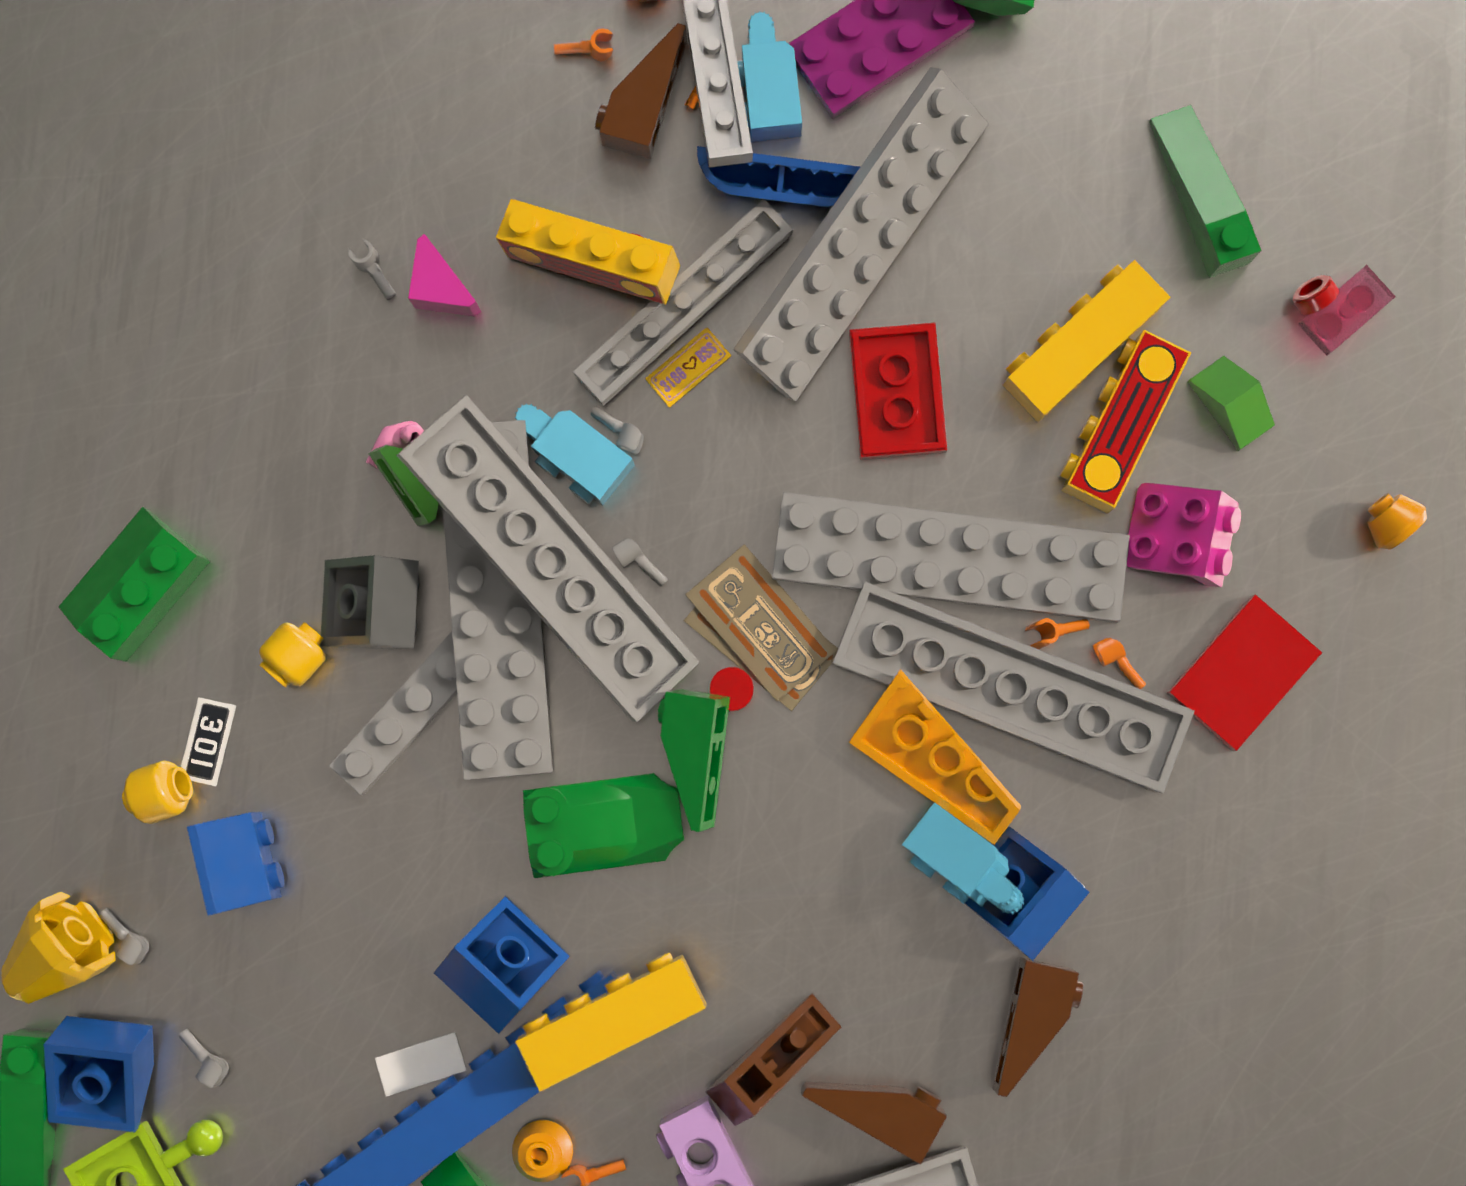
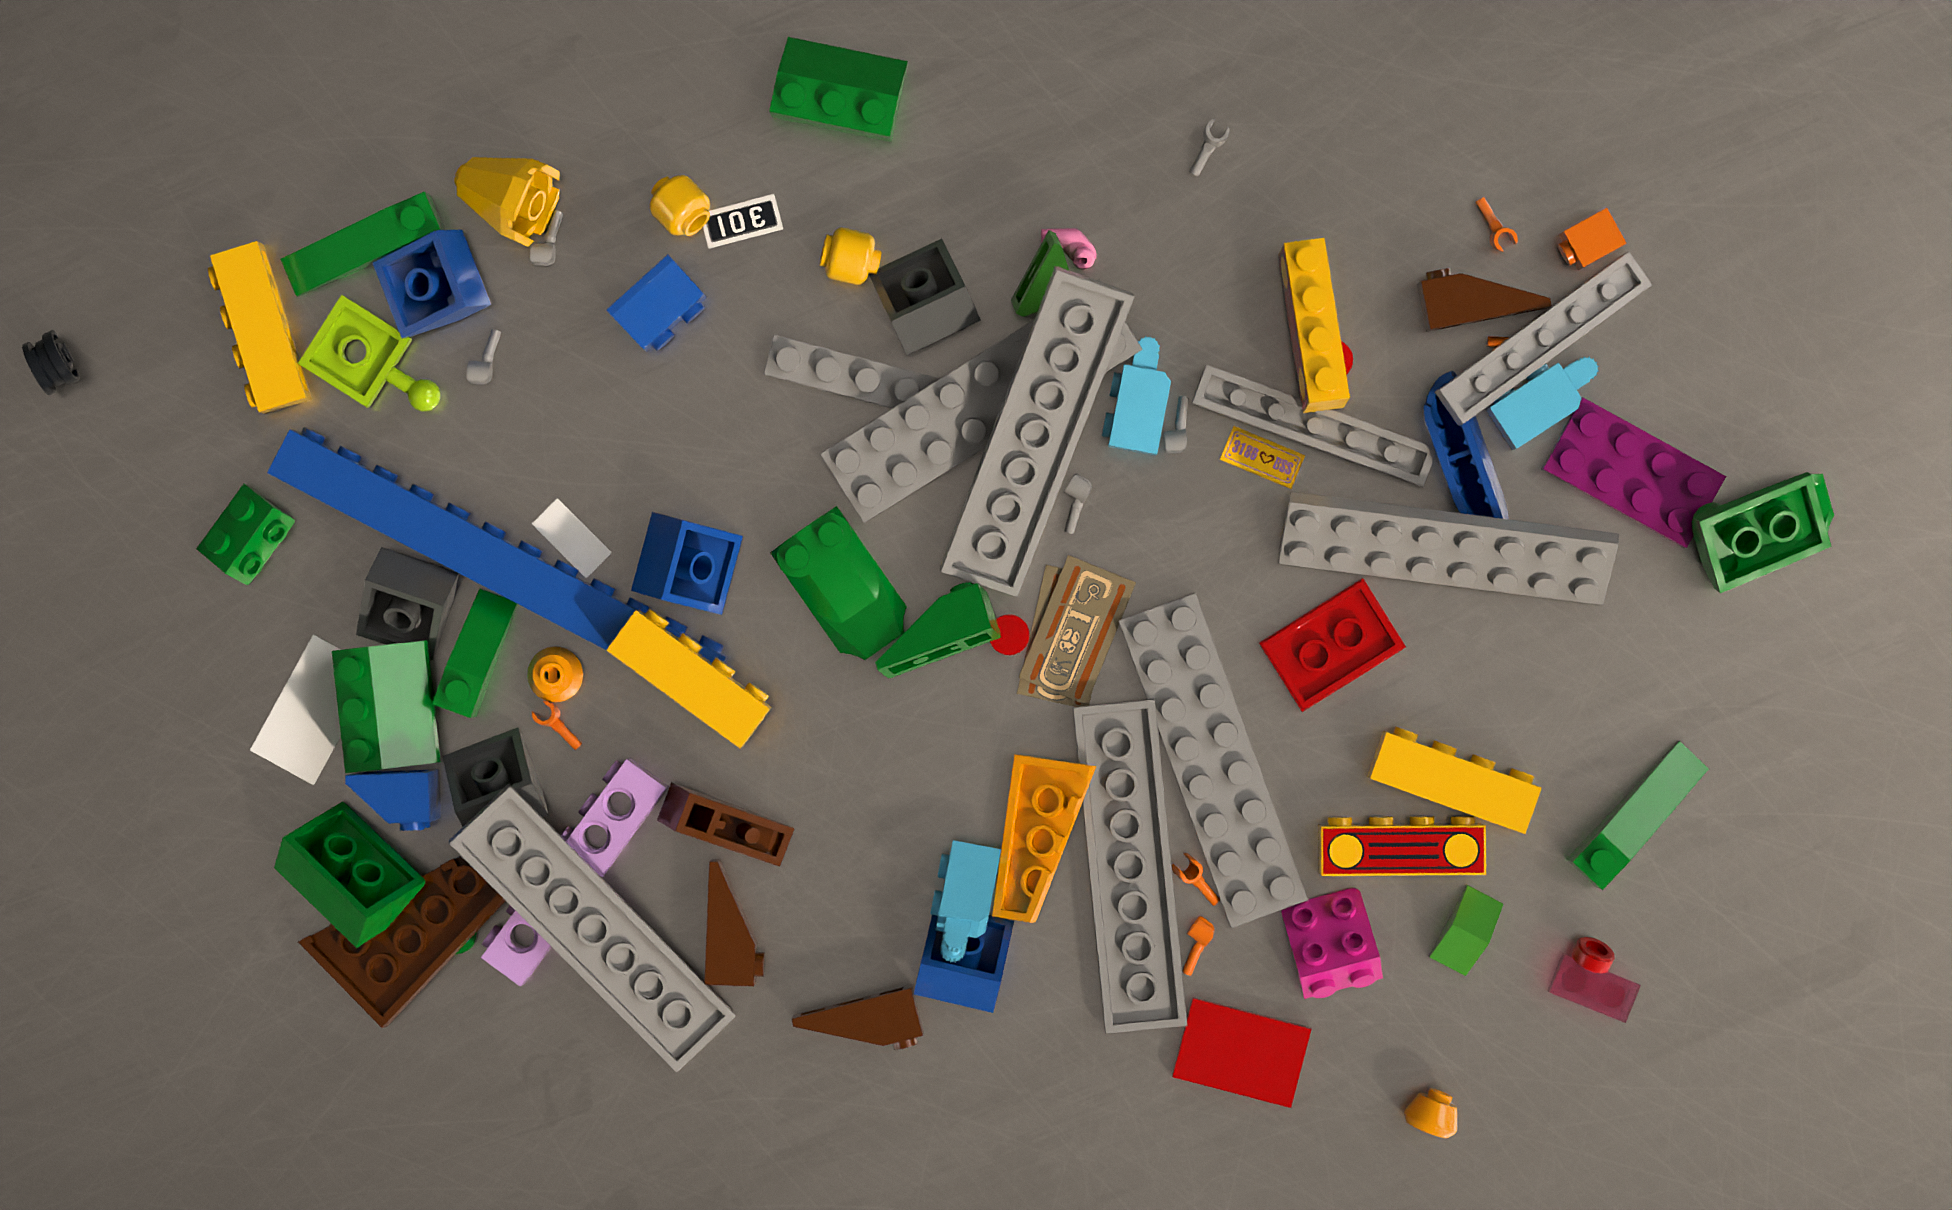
camera: 55 degrees right, 5 degrees up
(436, 285) = (1222, 209): dark pink slope -> none

